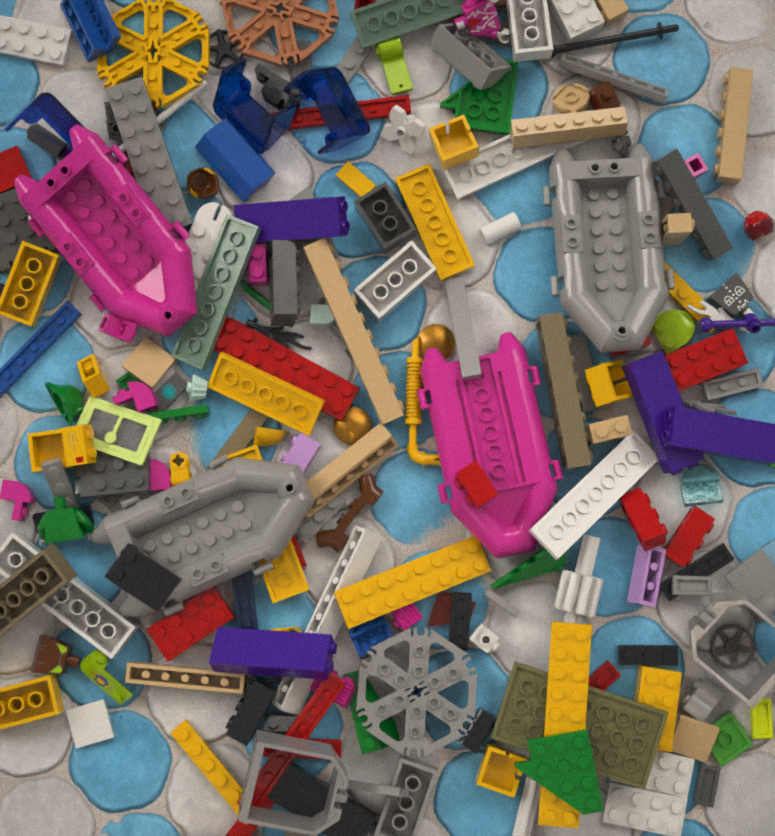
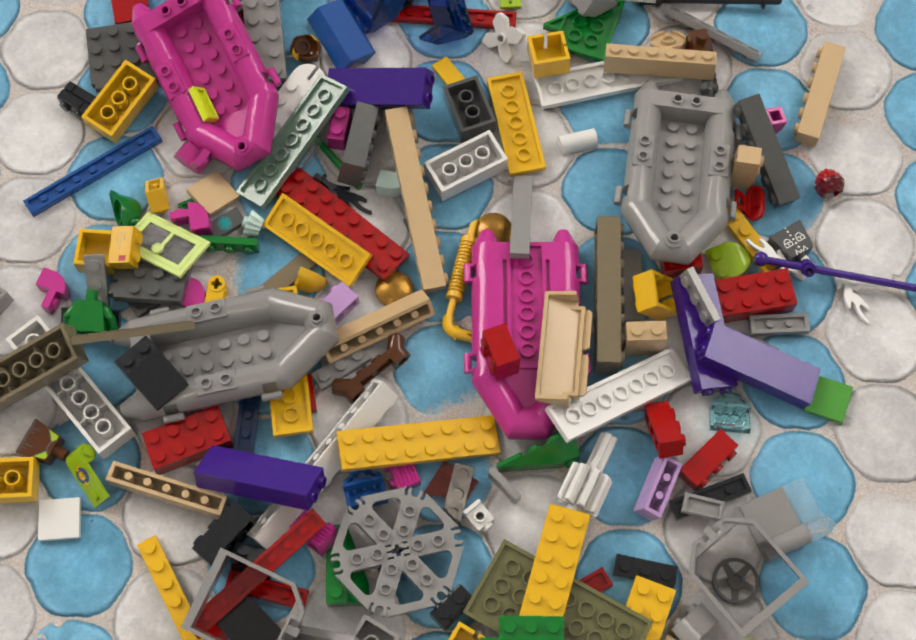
camera: 10 degrees right, 15 degrees down
(113, 542) = (131, 332): none -> dark tan tile
(116, 273) = (203, 104): none -> neon yellow tile
(532, 454) = (564, 338): none -> tan slope
(655, 382) = (699, 296): none -> light grey plate
(686, 261) = (752, 204): none -> red bracket

